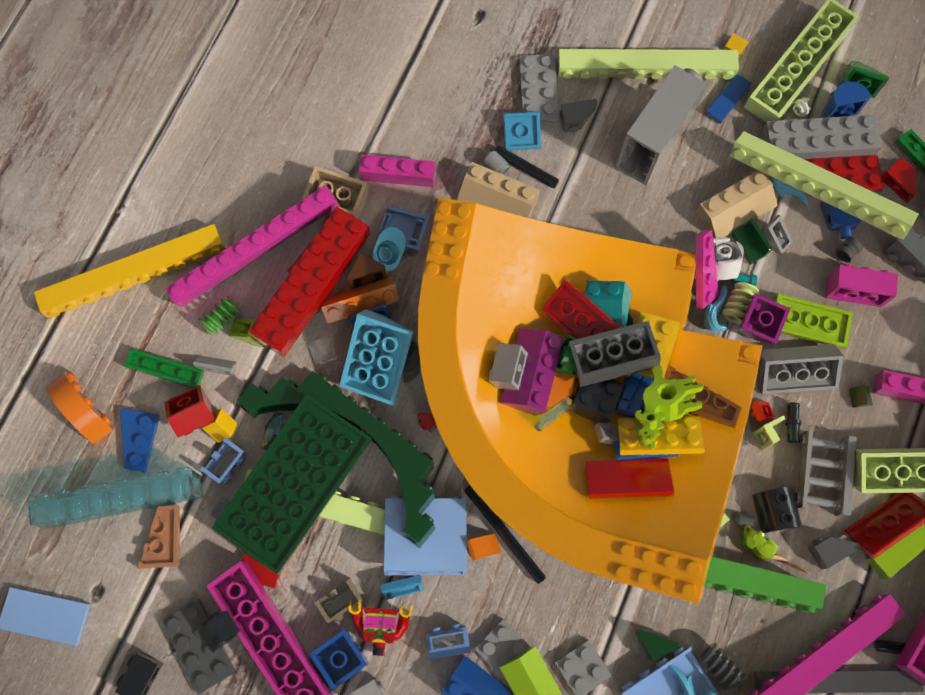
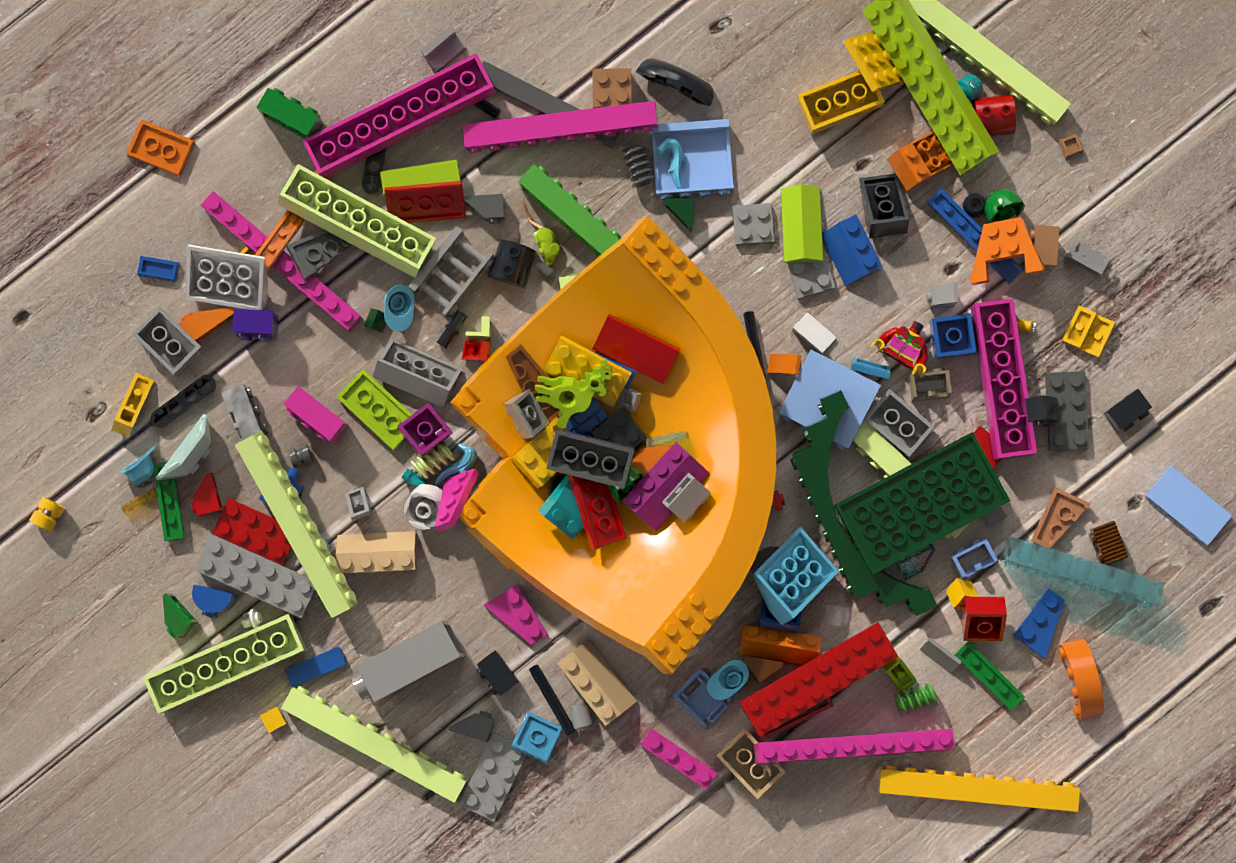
camera: 145 degrees left, 10 degrees up
(105, 540) = (1108, 543): none -> reddish brown brick
(350, 549) = (899, 422): none -> light grey slope
(447, 642) = (855, 303): medium blue window -> none
(471, 593) = (814, 333): none -> white panel
(582, 163) = (497, 673): none -> black brick
(592, 217) = (517, 614): none -> dark pink wing
(690, 362) = (526, 414): none -> light grey slope
(752, 241) = (386, 511): dark green panel -> none
(851, 414) = (399, 307): none -> medium azure piece

